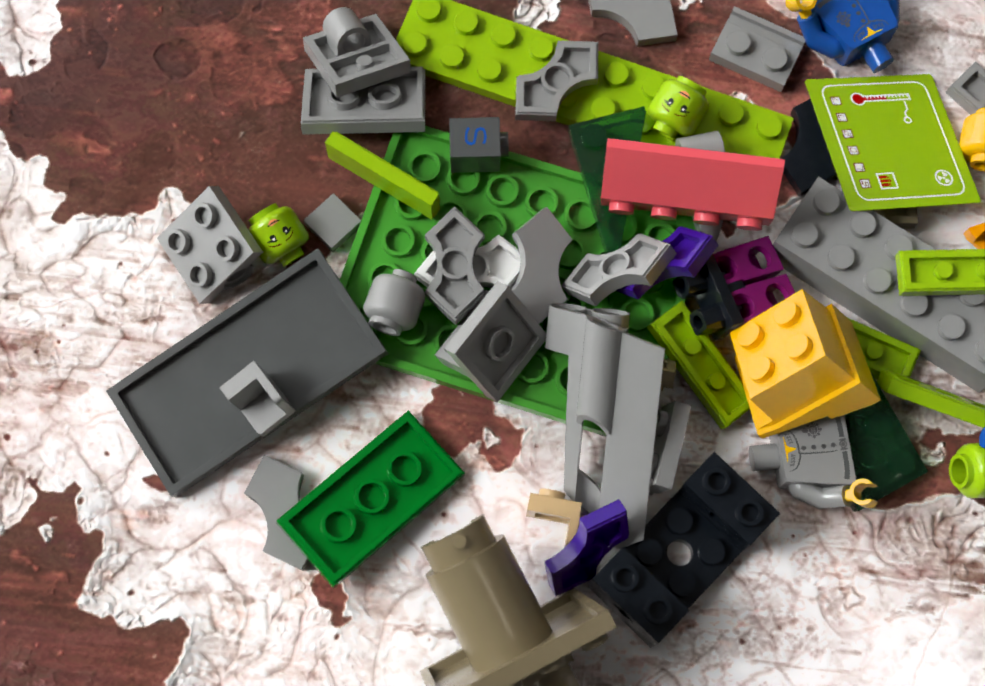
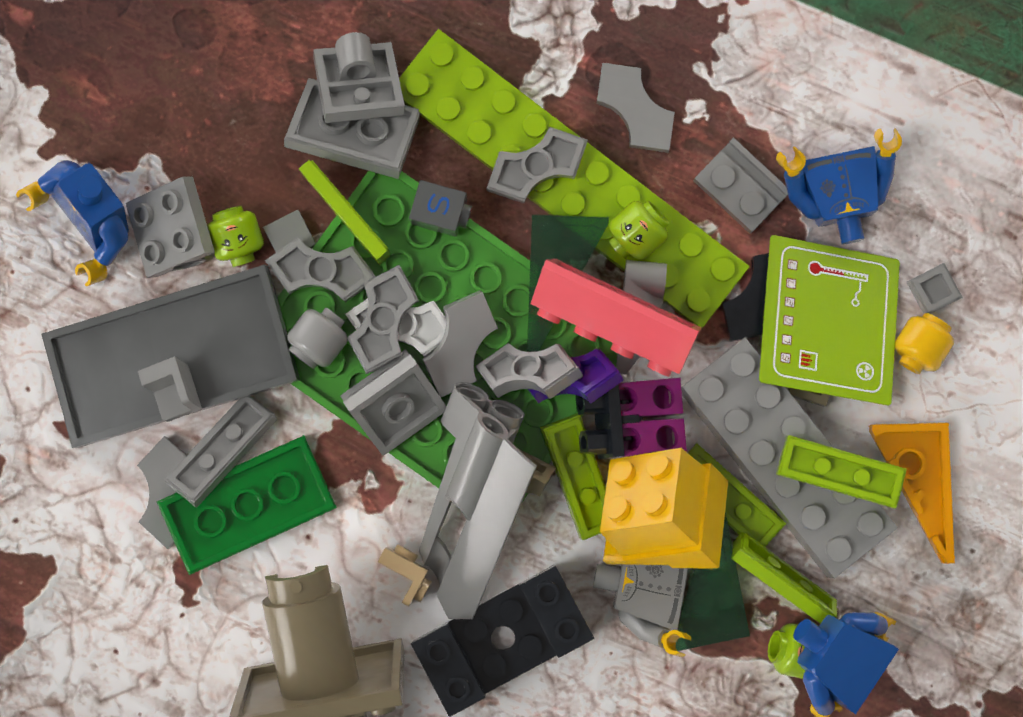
camera: 20 degrees right, 10 degrees up
(121, 247) = (90, 208): none -> blue torso
(327, 449) = (220, 450): none -> light grey tile
(358, 242) = (303, 267): none -> light grey tile
(595, 537) = (419, 612): dark purple tile -> none
(669, 439) = (521, 538): light grey plate -> none

